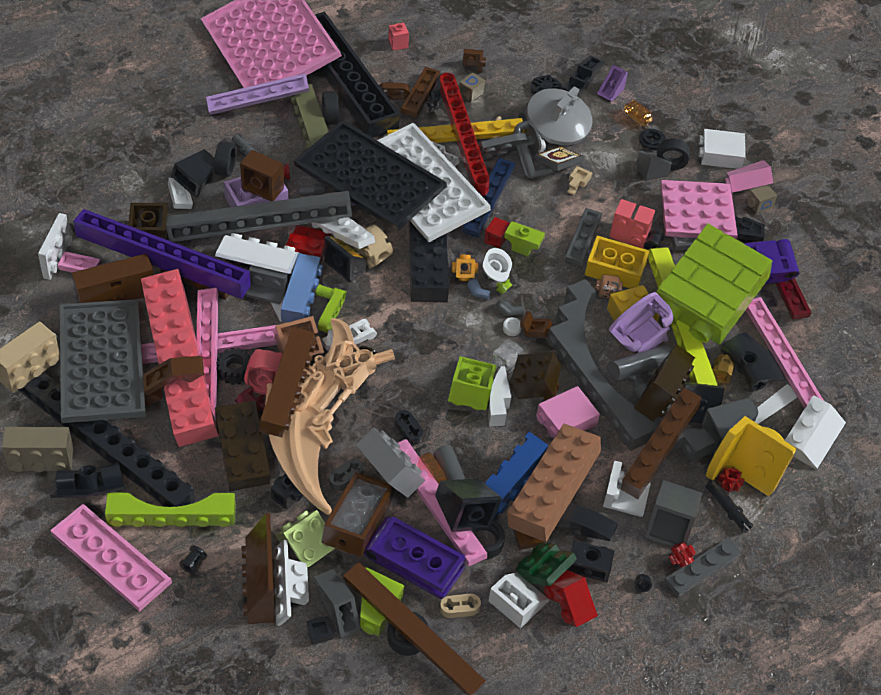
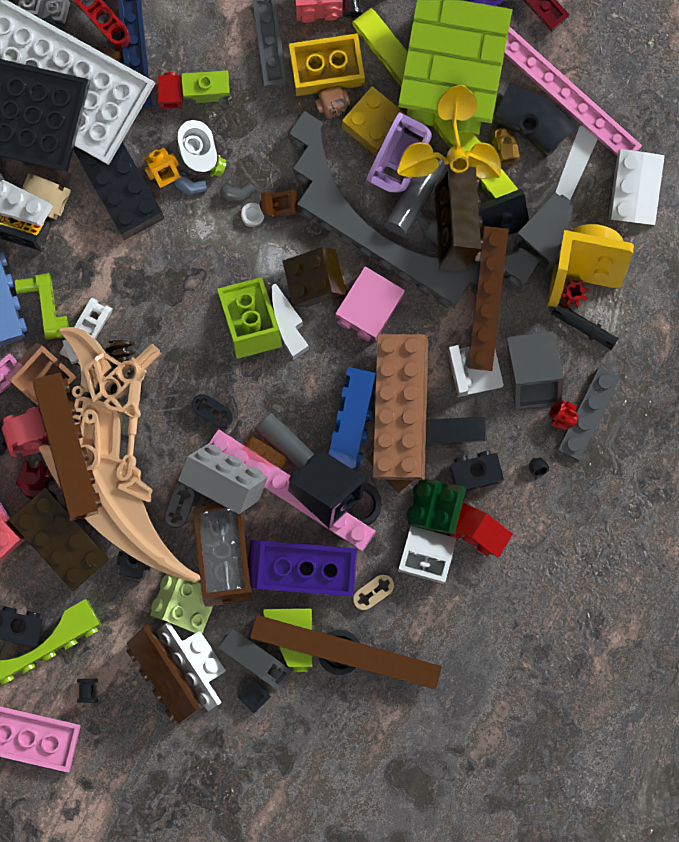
camera: 25 degrees left, 30 degrees up
(655, 330) = (419, 159): none -> yellow plant

